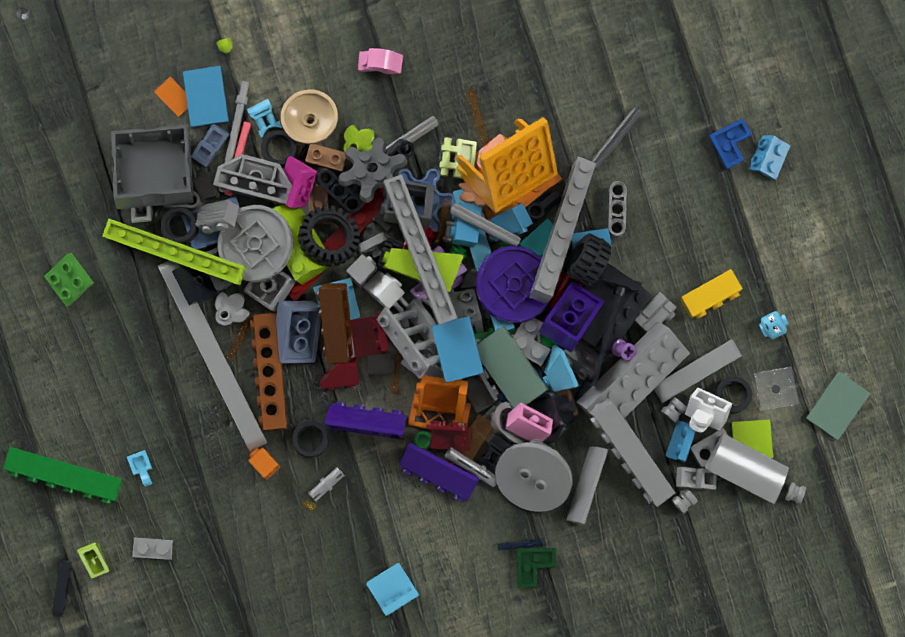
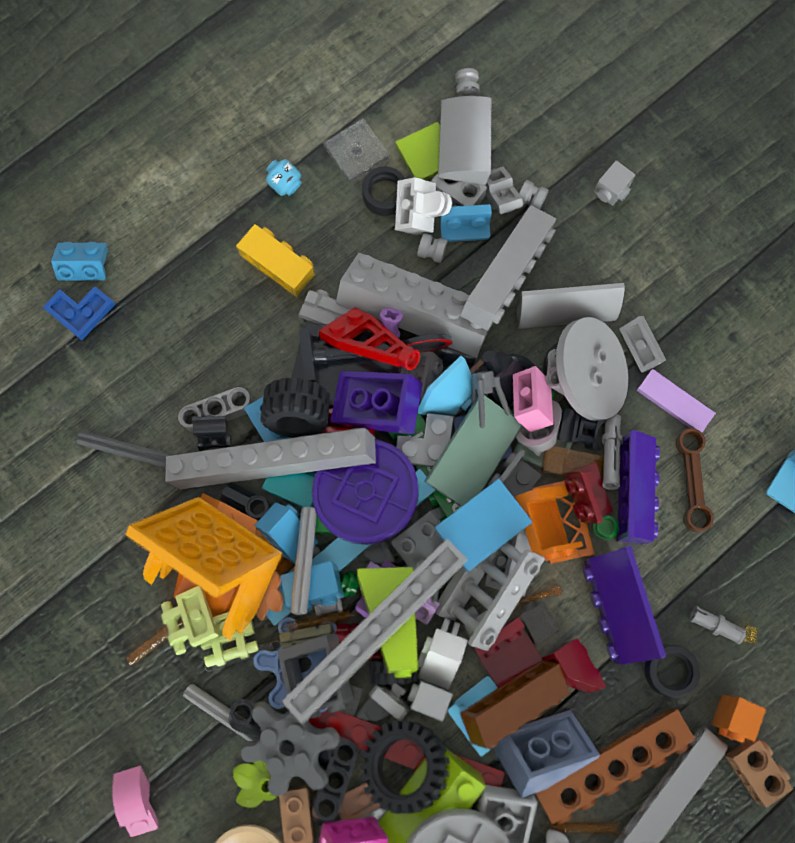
camera: 110 degrees left, 5 degrees down
(224, 459) = (754, 775): none -> medium nougat brick
(428, 517) = (694, 480): none -> reddish brown piece
(437, 208) = (303, 635): none -> olive axle
(475, 142) = (196, 618): none -> yellowish green plate
(488, 532) = (675, 401): none -> lavender tile
(515, 545) = (656, 337): dark blue piece -> none
(529, 560) = (688, 339): dark green plate -> none
(539, 527) = (642, 344): none -> light grey plate
(552, 393) = (483, 384): none -> dark grey plant
(600, 200) = (211, 432): none -> black piece
(634, 323) = (354, 322): none -> red plate
(667, 565) = (614, 184): none -> light grey brick
(697, 370) = (372, 237): light grey beam -> none
(837, 405) = (346, 79): sand green tile -> none

